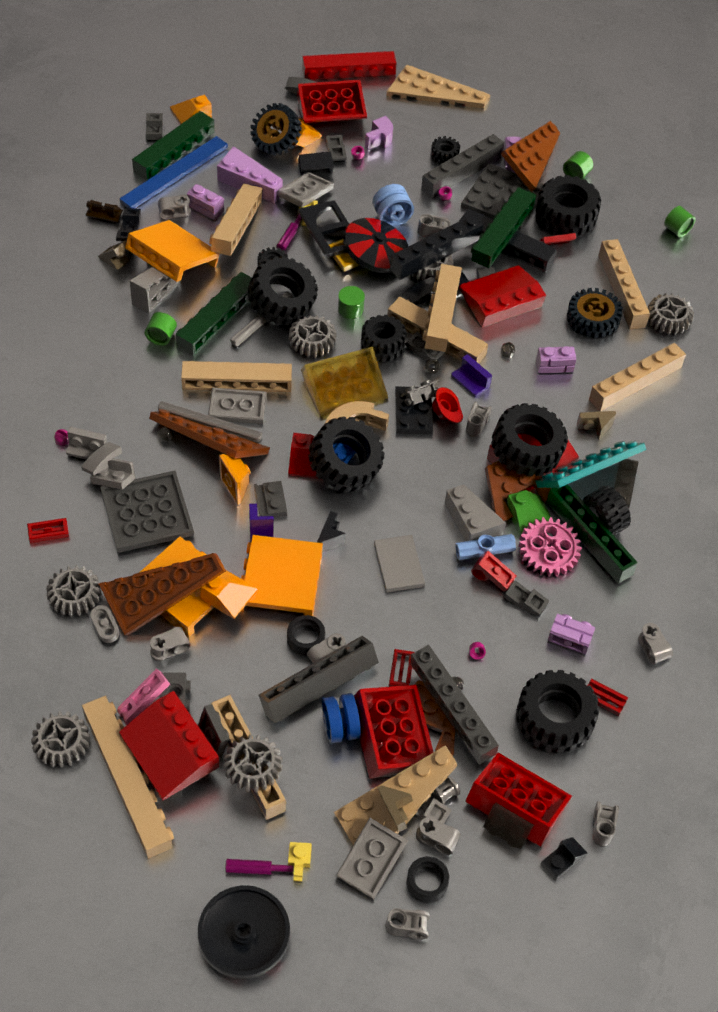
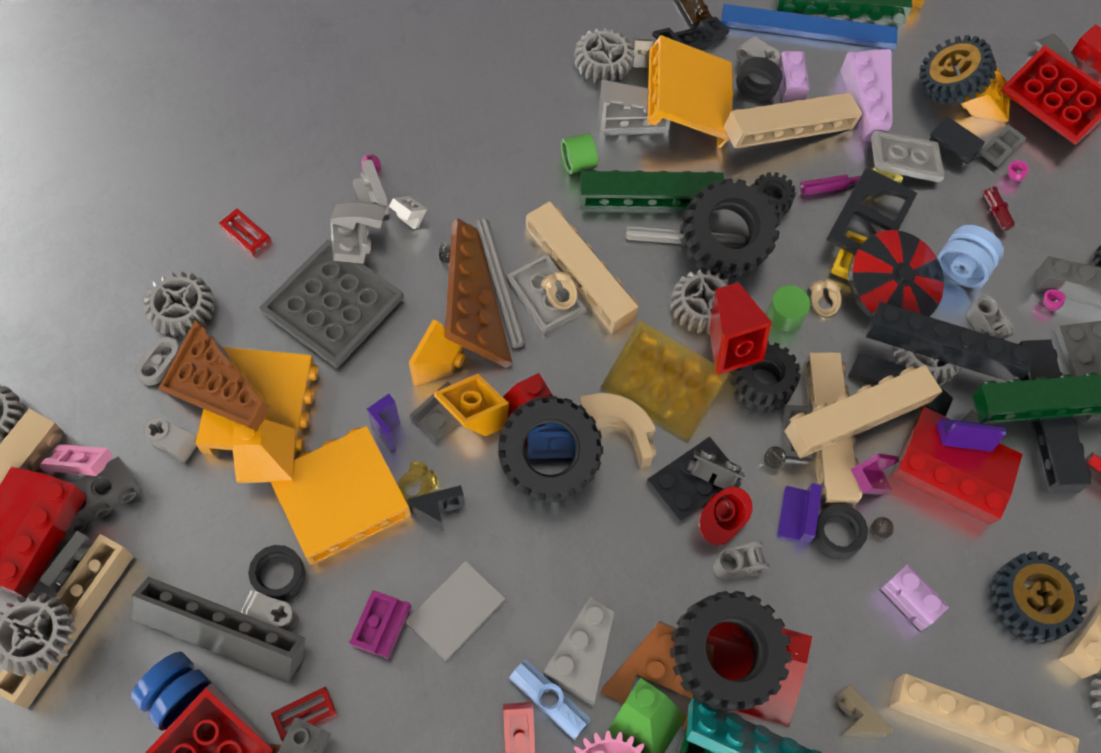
camera: 55 degrees right, 10 degrees up
(100, 275) = (604, 55): none -> light grey gear
(121, 434) = (408, 210): none -> white bracket
(187, 209) = (763, 67): none -> black tyre
(235, 394) = (548, 284): none -> tan piece
(285, 474) = (475, 405): none -> light orange slope
(308, 528) = (417, 470): none -> clear yellow piece
(348, 281) = (833, 293): none -> tan piece
(352, 323) = (737, 329): none -> red slope
(372, 176) = (998, 208): none -> dark red axle
(379, 601) = (380, 624): none -> magenta plate
(381, 133) = (1071, 176): lavender brick -> none
(479, 332) = (871, 476): none -> magenta panel
(492, 275) = (969, 434): none -> dark purple panel
(499, 357) = (857, 522): none -> black tyre

